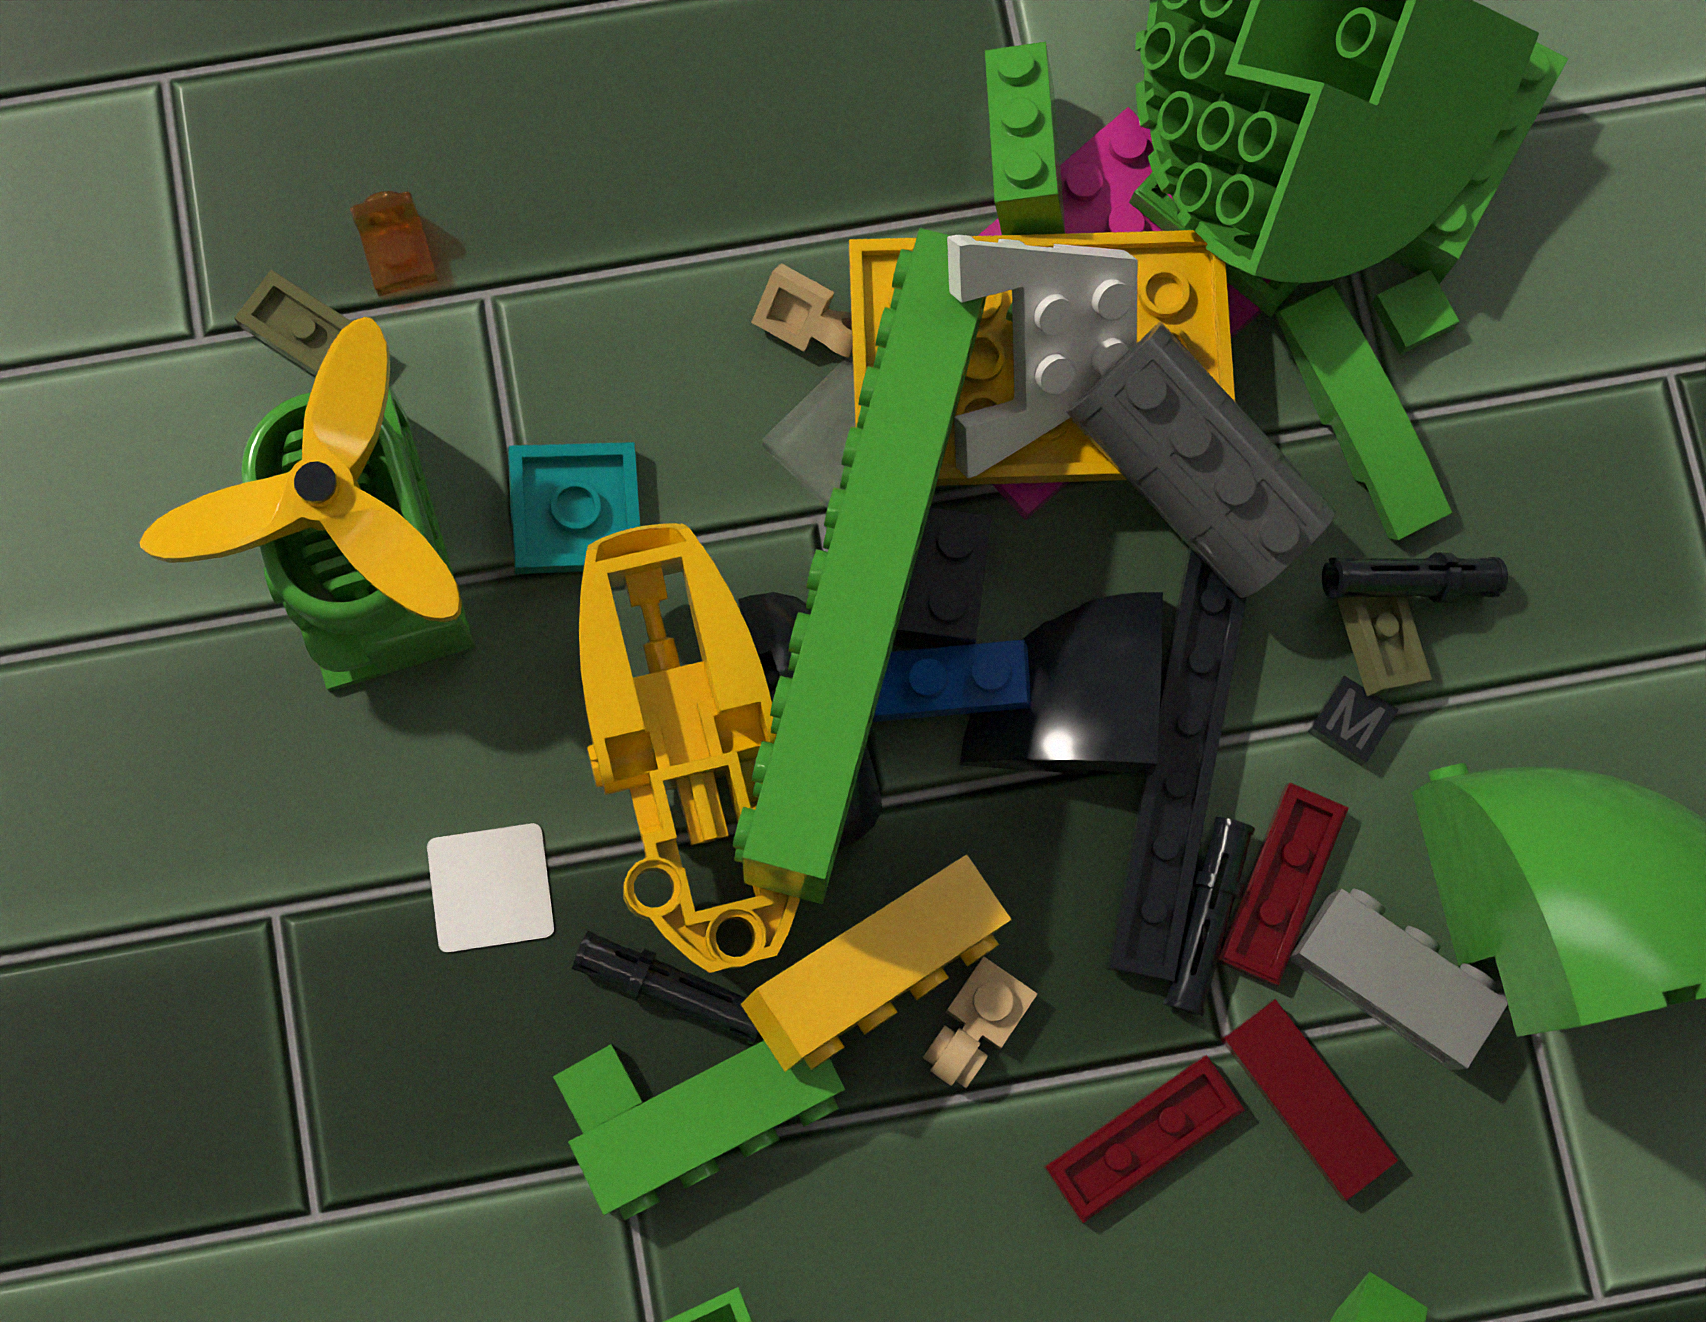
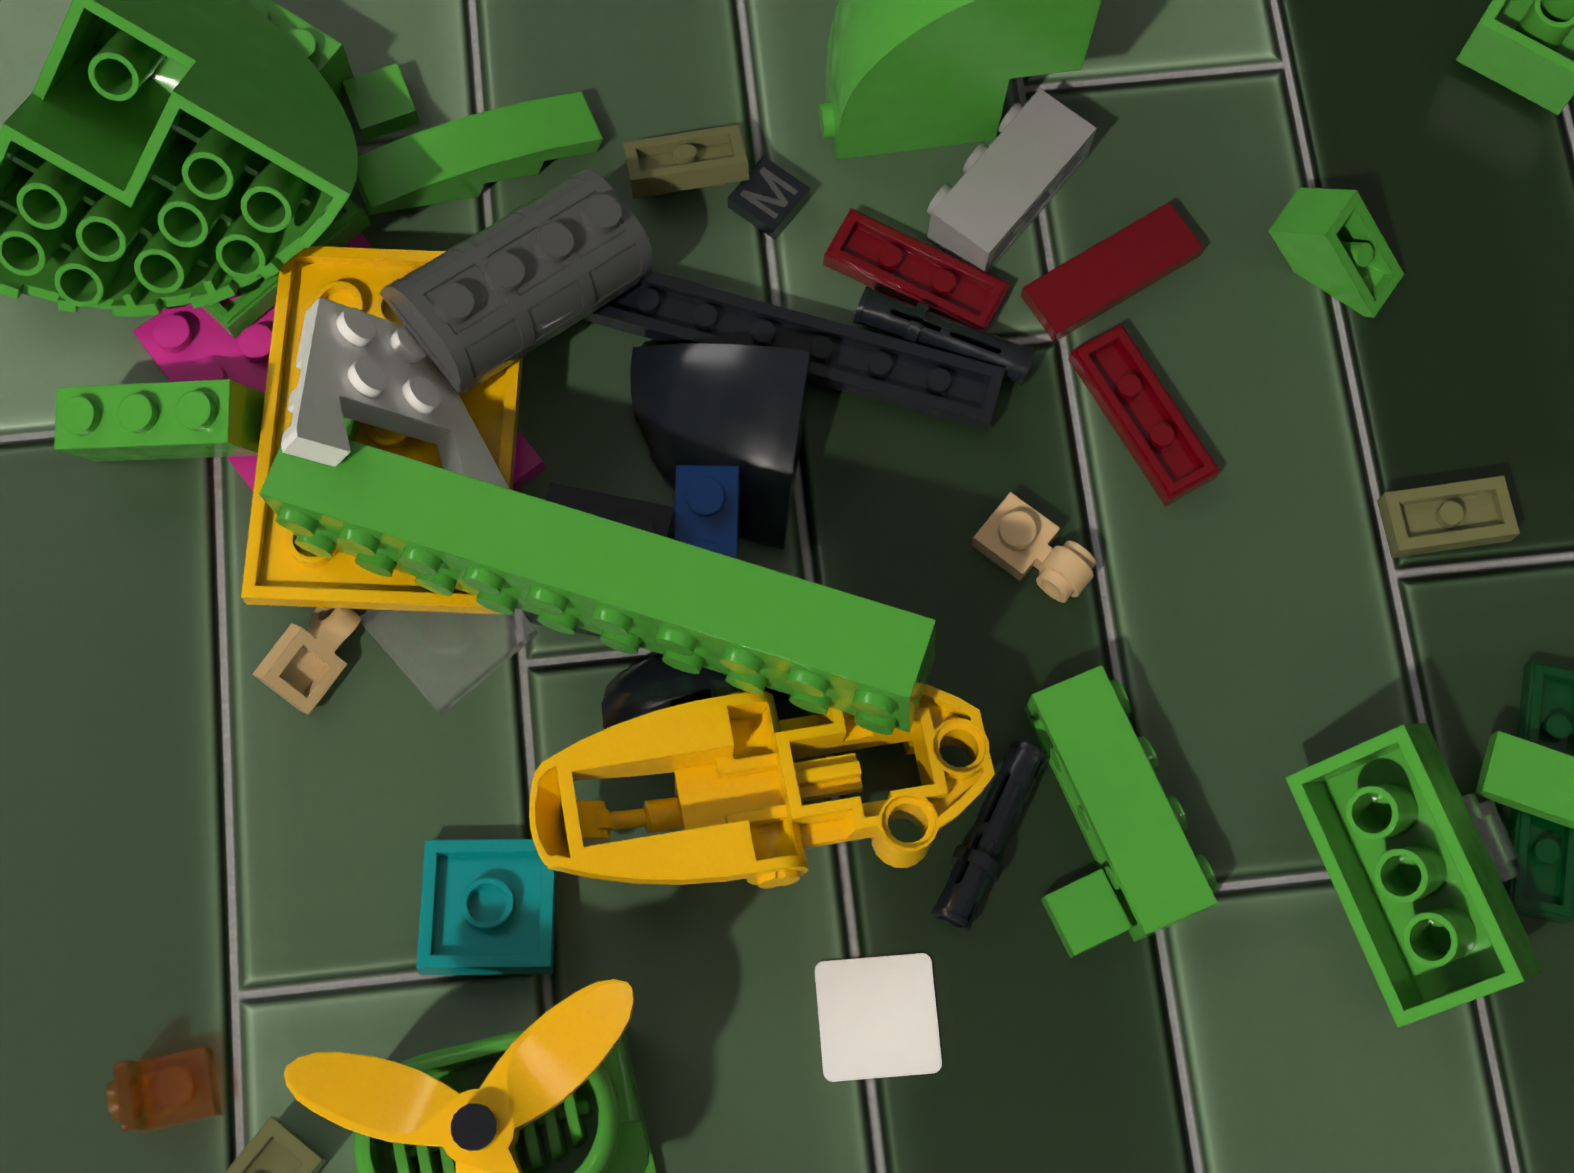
camera: 85 degrees left, 5 degrees down
(876, 963) = (987, 627): yellow brick -> none
(1438, 577) = (644, 106): black pin -> none

